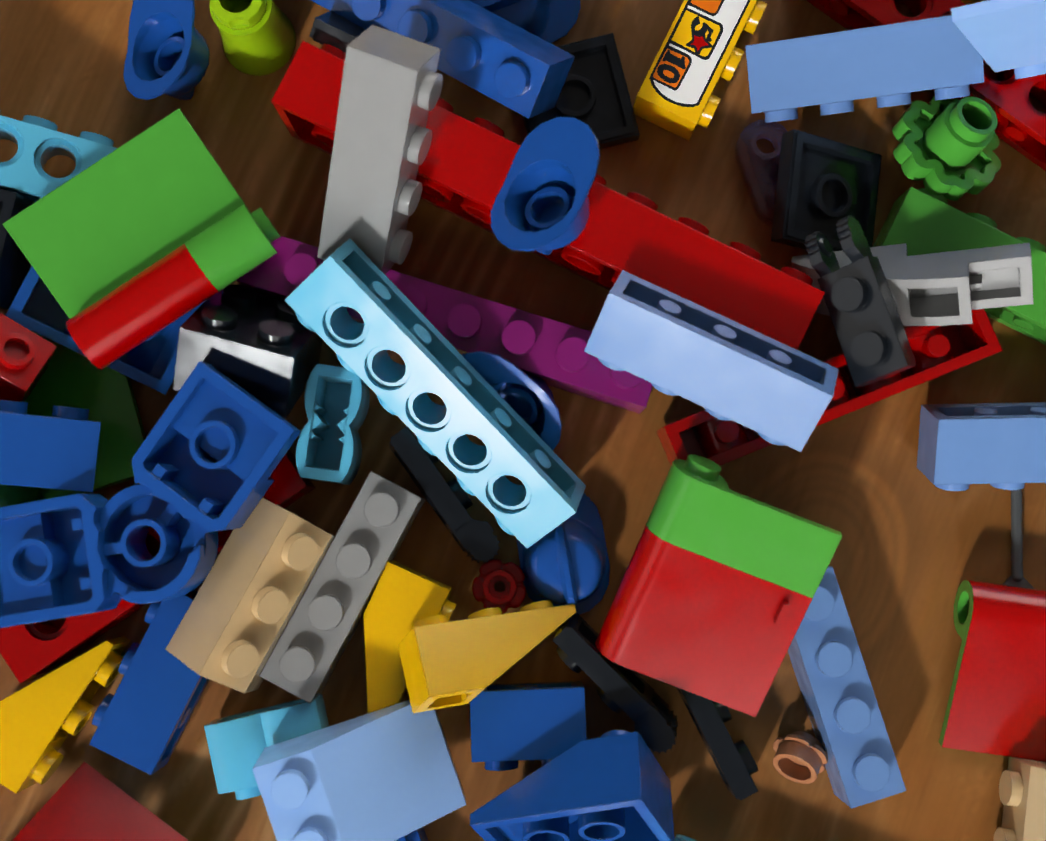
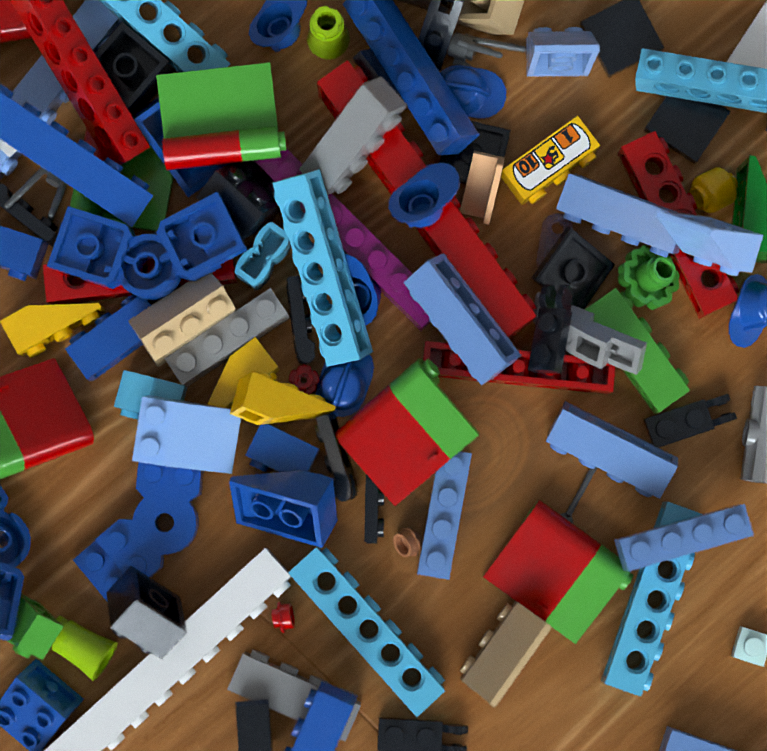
camera: 30 degrees right, 0 degrees up
(625, 140) = (482, 185): none -> light nougat panel

